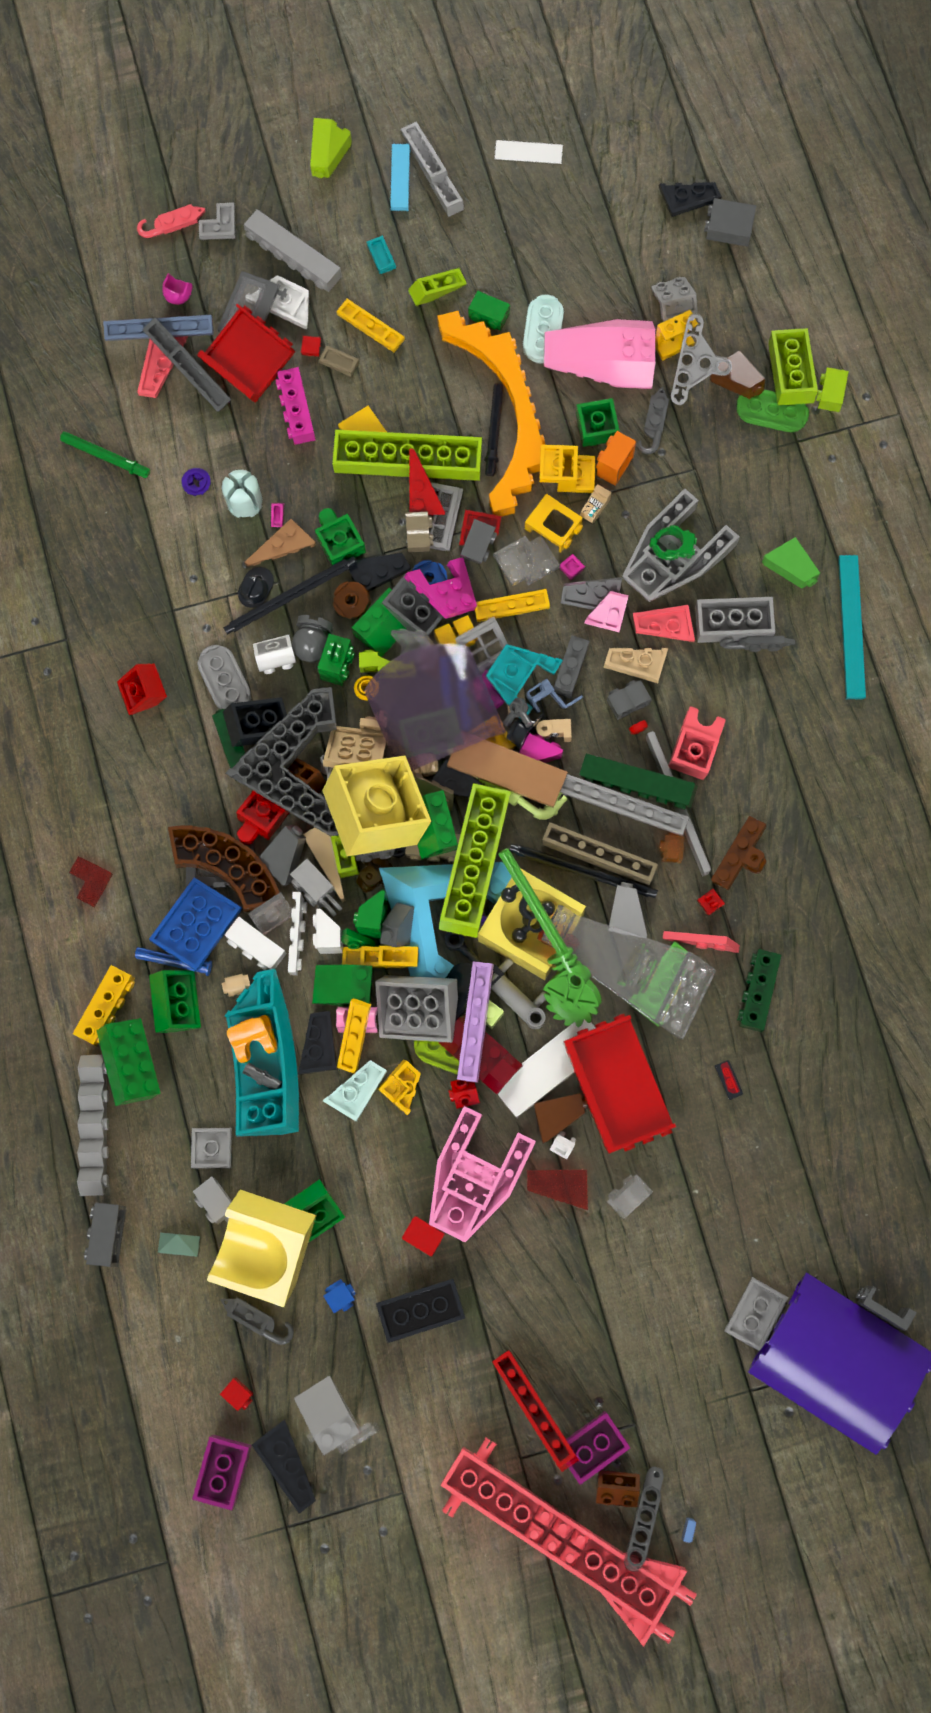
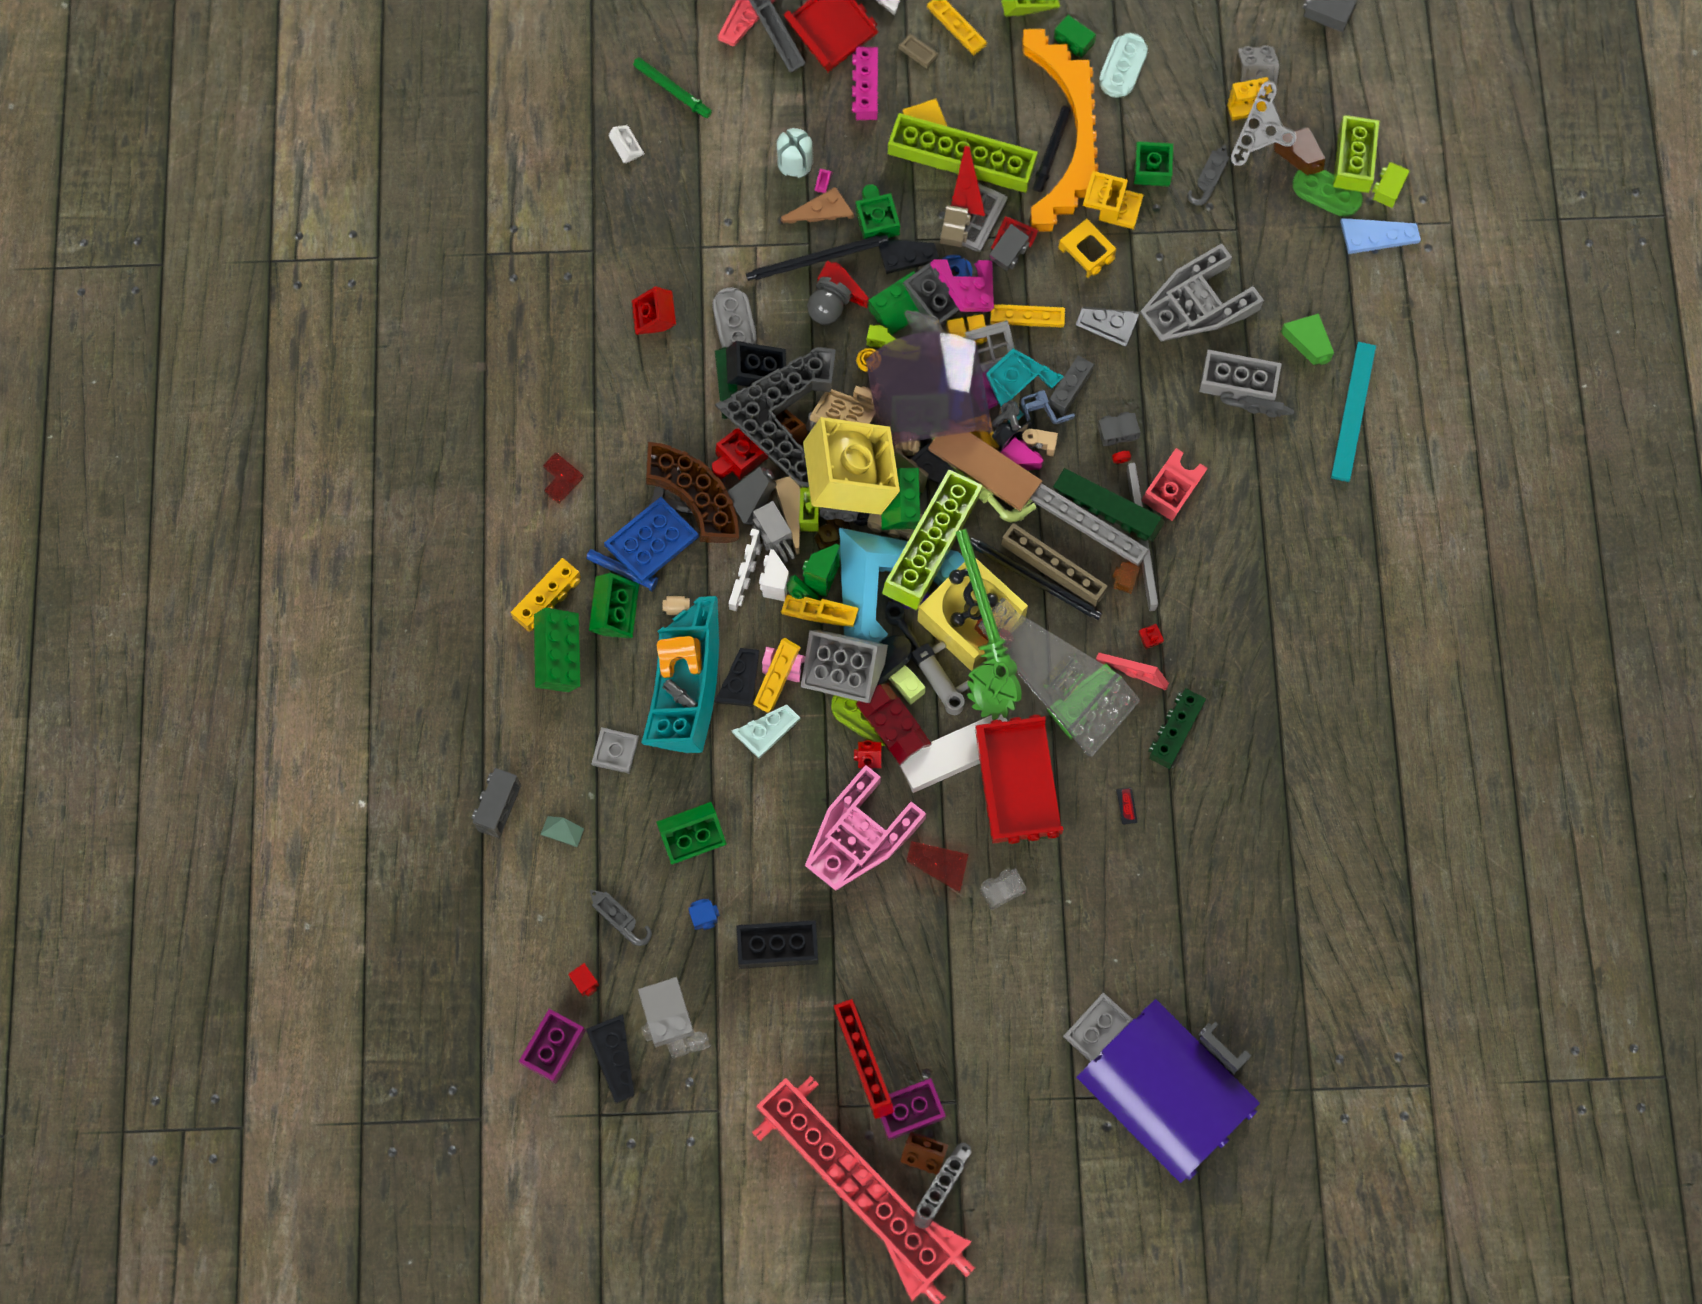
camera: 10 degrees right, 5 degrees down
(72, 522) = (625, 143): none -> white slope
(93, 1126) = (508, 701): light grey brick -> none
(199, 474) = (758, 127): dark purple gear -> none
(213, 1199) = (608, 800): light grey hinge -> none
(254, 944) = (703, 572): white brick -> none
(255, 587) = (785, 243): black piece -> none
(262, 1248) = (642, 847): light yellow piece -> none
(271, 913) = (726, 546): clear tile -> none
(274, 654) = (788, 308): white brick -> none
(311, 346) = (894, 31): red tile -> none
(315, 608) = (839, 274): none -> red slope
(336, 660) = (846, 326): green brick -> none
(341, 600) = (865, 271): reddish brown plate -> none
(342, 983) = (773, 624): green slope -> none
(398, 926) = (844, 584): dark grey slope -> none
(401, 1086) = (810, 736): yellow slope -> none
(423, 1236) = (796, 877): red piece -> none
(475, 1022) = (895, 689): lavender plate -> none
(526, 560) = (1052, 276): clear bracket -> none
(558, 1114) = (953, 797): reddish brown slope -> none
(562, 1145) = (951, 827): white tile -> none
(571, 567) = (1095, 293): dark pink tile -> none
(596, 504) = (1133, 239): tan leg -> none
(605, 351) = (1180, 100): bright pink wedge -> none
(609, 612) = (1120, 343): bright pink wing -> none
(615, 458) = (1162, 200): orange piece -> none
(627, 911) = (1067, 622): light grey slope -> none
(638, 663) = (1135, 397): tan wing -> none
(666, 623) = (1173, 366): coral wing -> none
(686, 538) = (1208, 299): green piece -> none
(689, 1529) = (983, 1209): medium blue tile -> none
(742, 854) = (1192, 598): reddish brown plate -> none
(826, 444) = (1375, 235): none -> light blue wing

